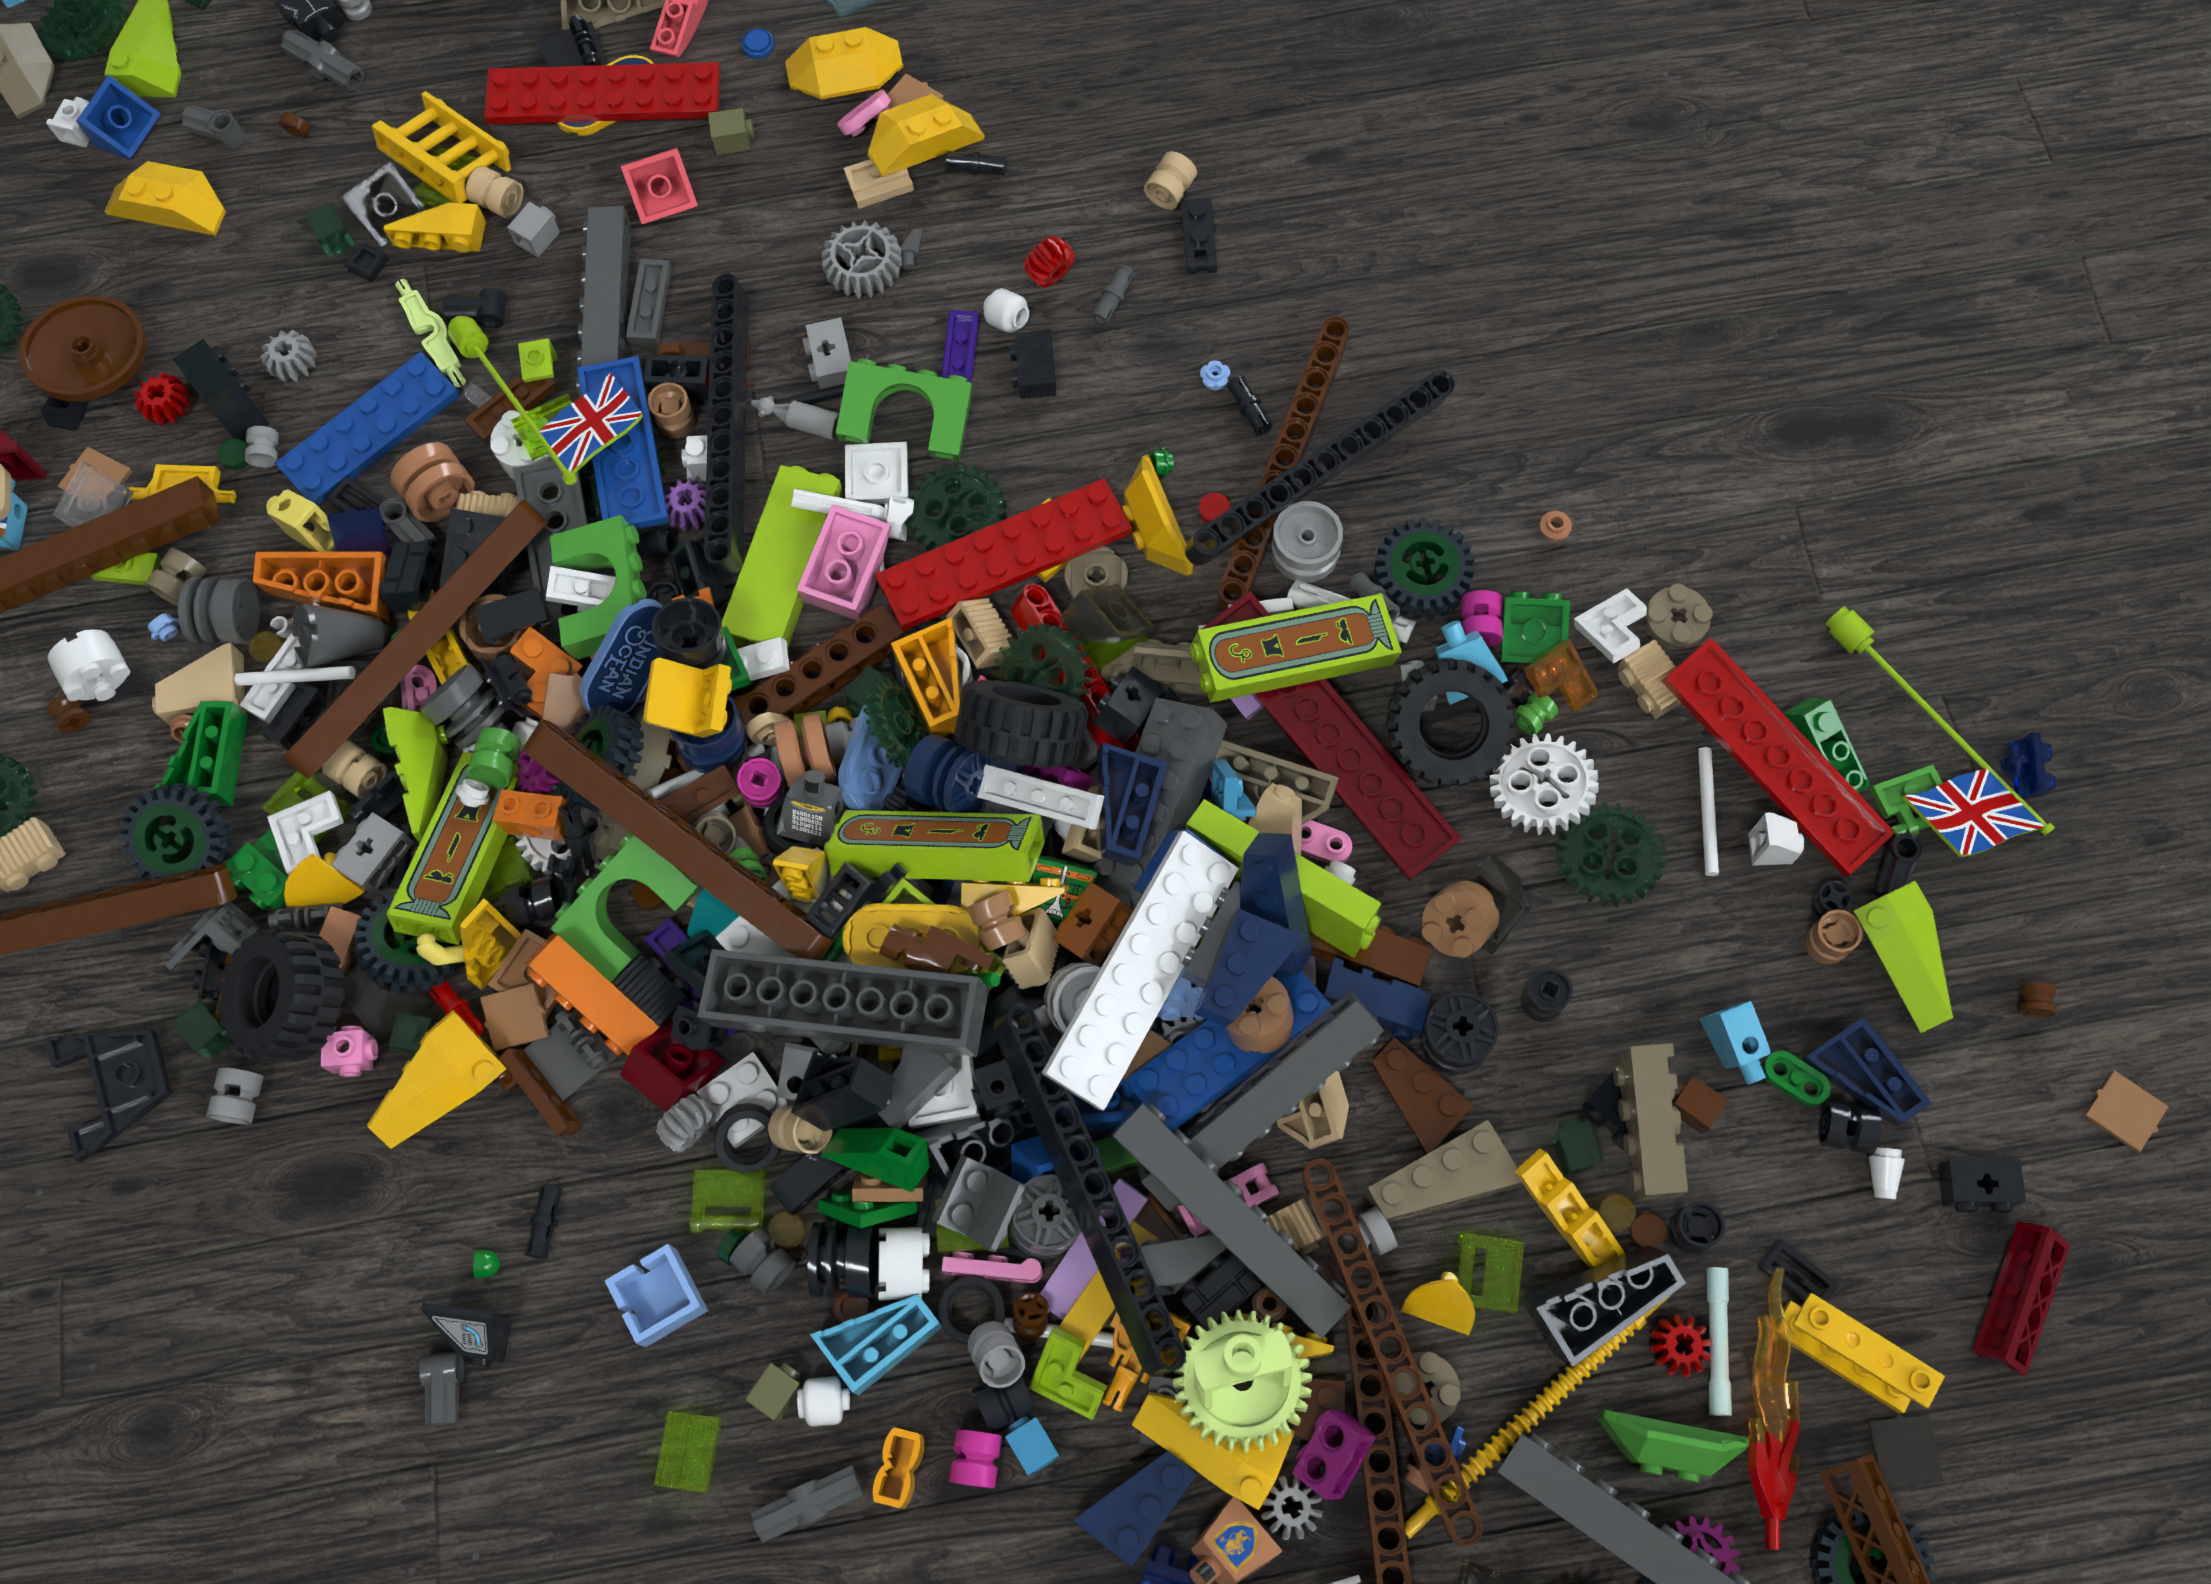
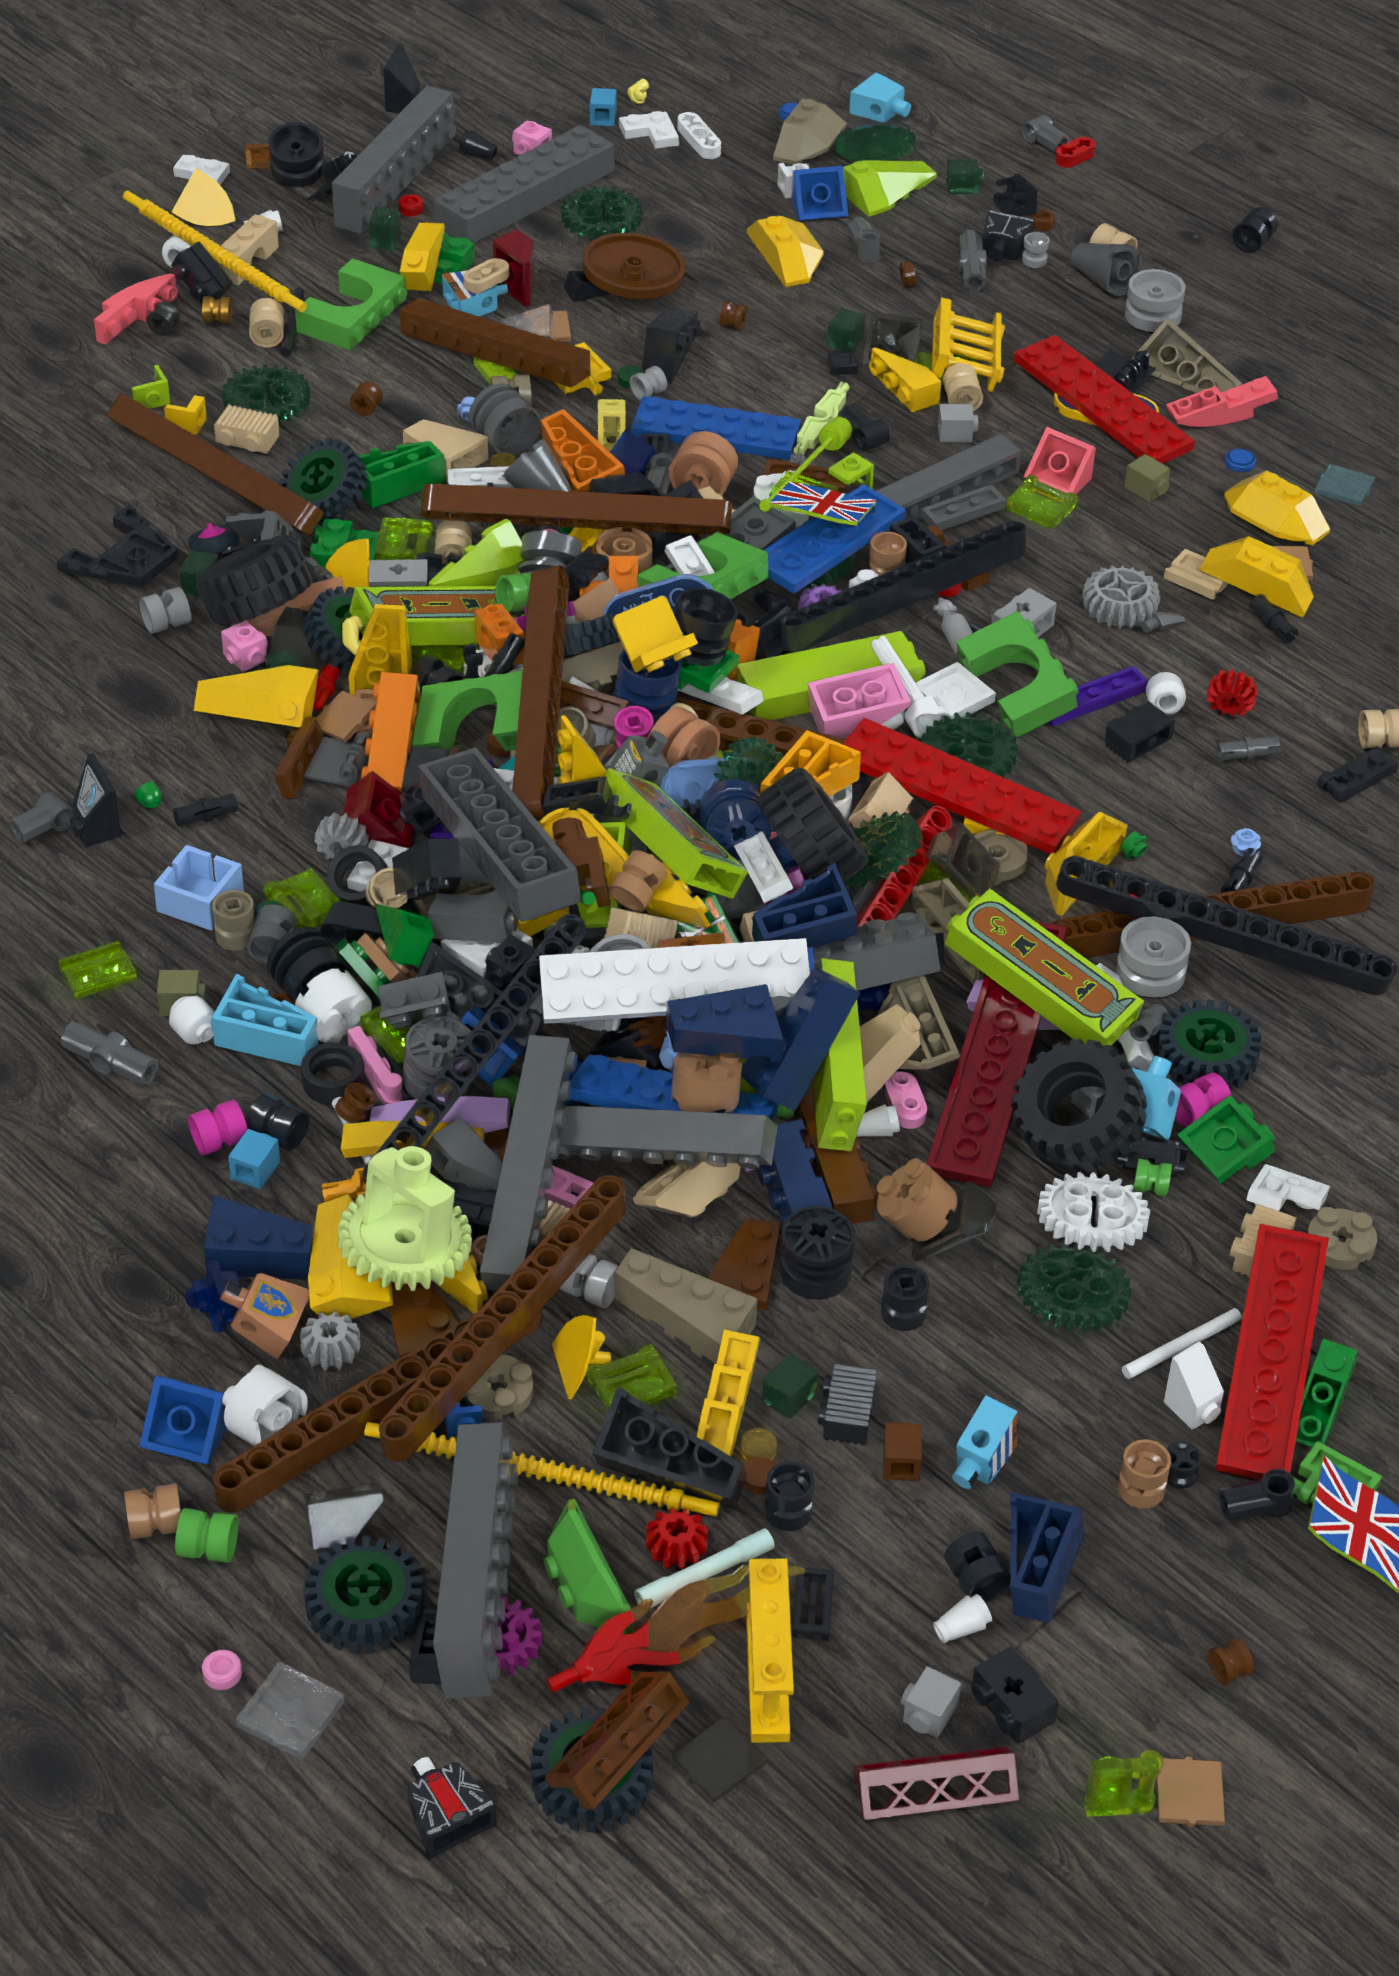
camera: 50 degrees right, 25 degrees down
(88, 666) = (406, 384): white brick -> none
(162, 399) = (632, 320): red gear -> none
(164, 990) = (213, 539): none -> black wheel
(227, 309) = (733, 315): none -> reddish brown wheel
(288, 356) = (729, 360): light grey gear -> none
(296, 675) = (485, 472): white bar -> none
(298, 824) = (390, 536): white plate -> none
(473, 793) = (485, 593): white plate -> none
(512, 614) = (638, 541): black hinge -> none
(691, 241) = (1039, 508): none -> clear neon green plate
(720, 1286) = (233, 919): none -> dark tan wheel
(855, 120) = (1228, 535): bright pink plate -> none
(896, 1478) = (176, 1083): light orange brick -> none
(996, 1354) = (306, 1086): light grey wheel -> none
(1058, 1379) = (320, 1145): lime tile -> none
(1128, 705) = (889, 899): black brick -> none
(1228, 791) = (880, 988): dark azure bracket -> none
(1340, 1460) = (392, 1332): magenta brick -> none
(1552, 533) = (1339, 1116): nougat plate -> none
(1562, 669) = (1207, 1166): clear orange plate -> none
(1651, 1122) = (851, 1394): dark tan wedge -> none
(1795, 1077) = (993, 1516): green plate -> none
(1907, 945) = (1184, 1519): lime wedge -> none
(1954, 1253) = (930, 1702): none -> light grey brick
(2123, 1170) = (1111, 1783): none -> clear neon green plate

